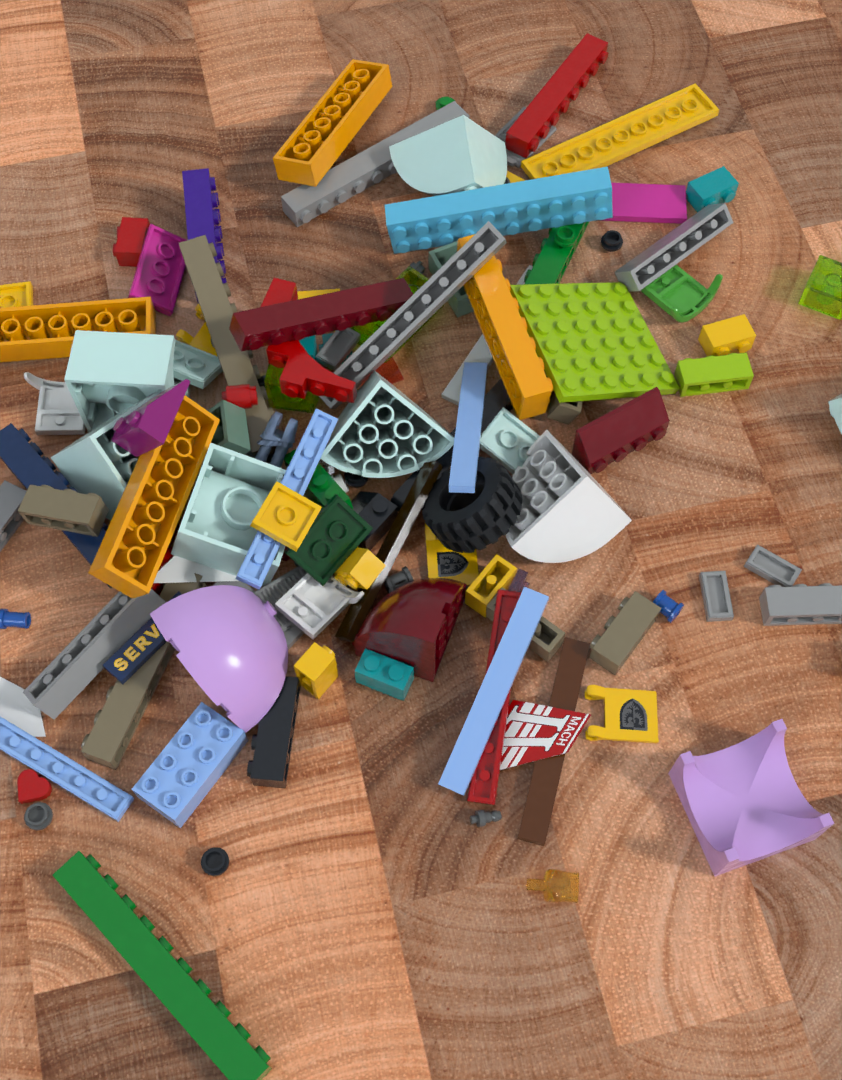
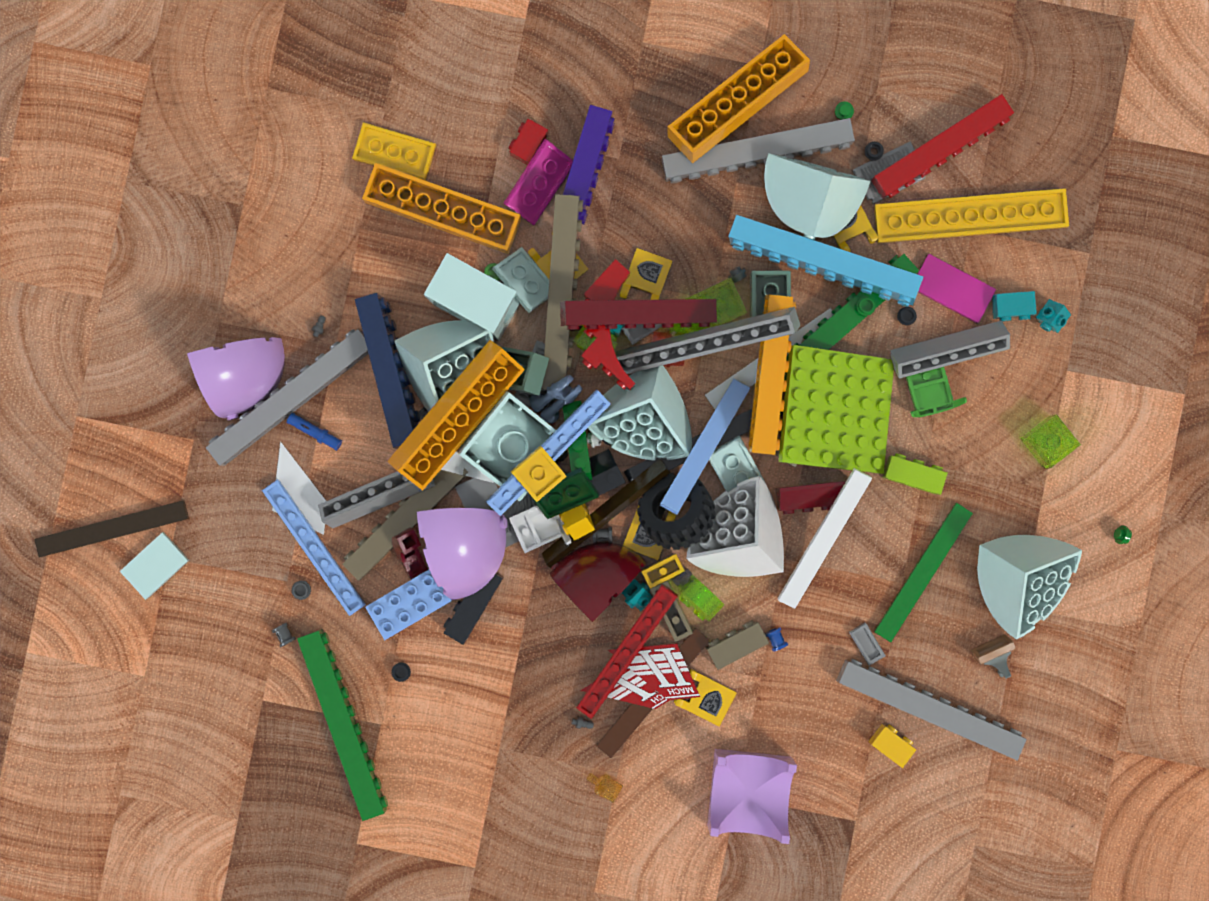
camera: 30 degrees right, 25 degrees up
(32, 787) = (303, 567): red tile -> none
(33, 884) = (283, 634): none -> dark grey bush
(55, 409) = (417, 274): white piece -> none
(63, 510) = (388, 396): dark tan brick -> none
(136, 651) = (420, 502): dark blue tile -> none
(151, 422) = (474, 360): magenta slope -> none
(157, 693) = (406, 550): none -> dark red arch
(241, 395) = (549, 347): red brick -> none
(317, 669) = (517, 579): yellow brick -> none
(384, 674) = (560, 601): teal brick -> none
(473, 625) = (637, 595): none -> teal brick
(493, 691) = (626, 650): light blue tile -> none
(494, 123) = (874, 145): none -> black plate
(555, 702) = (664, 671): none -> sticker
(562, 589) = (700, 598): none -> clear neon green brick
(656, 468) = (824, 538): none -> white tile
(716, 596) = (815, 645): light grey tile -> none
(727, 336) = (944, 448): yellow brick -> none
(756, 182) = (1053, 316): none -> teal brick
(785, 470) = (923, 572): none -> green tile

